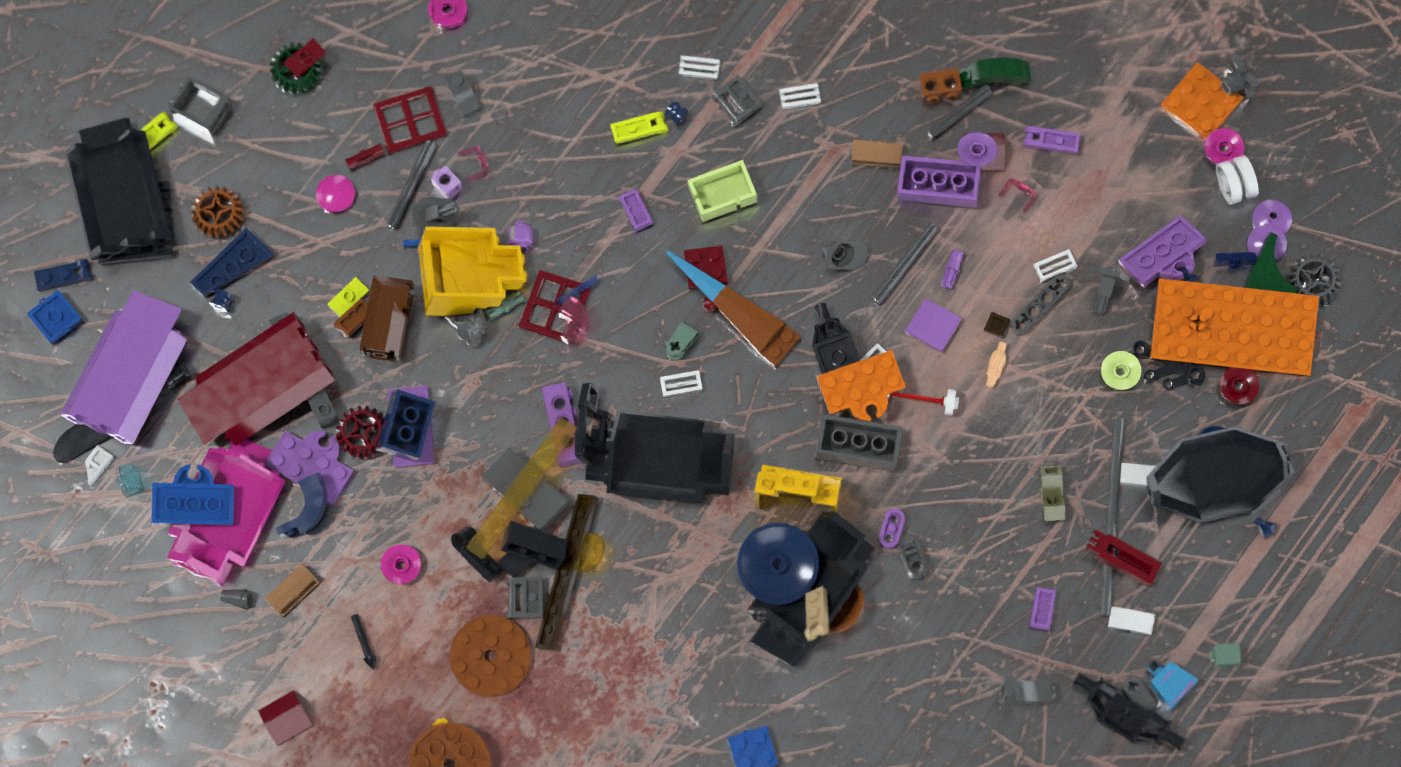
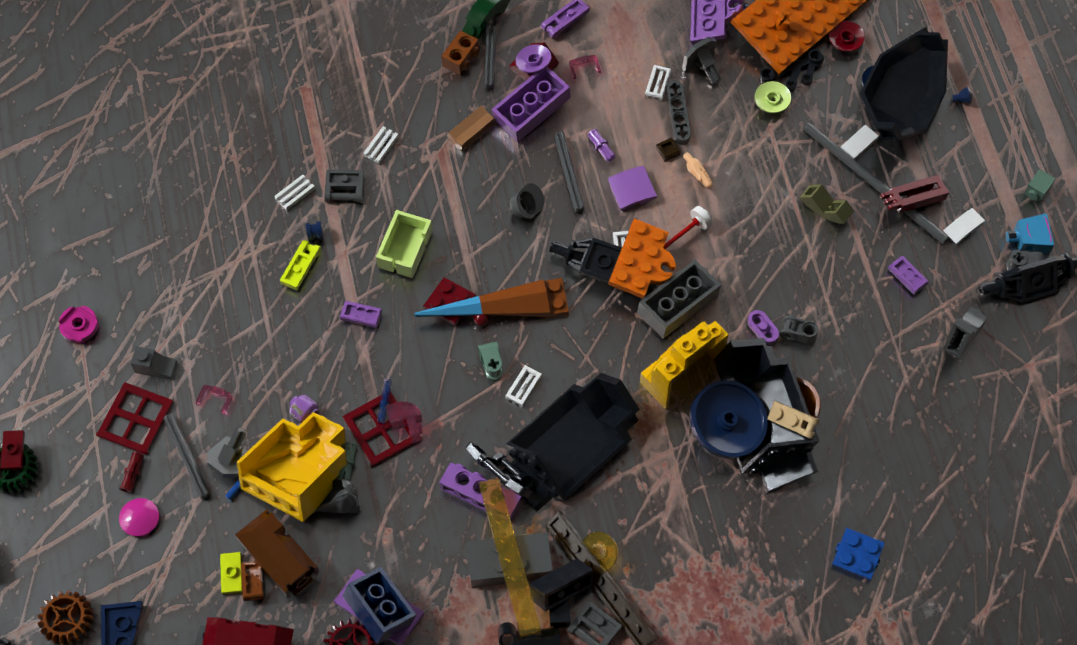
camera: 55 degrees left, 10 degrees down
(449, 189) = (216, 433): lavender brick -> none

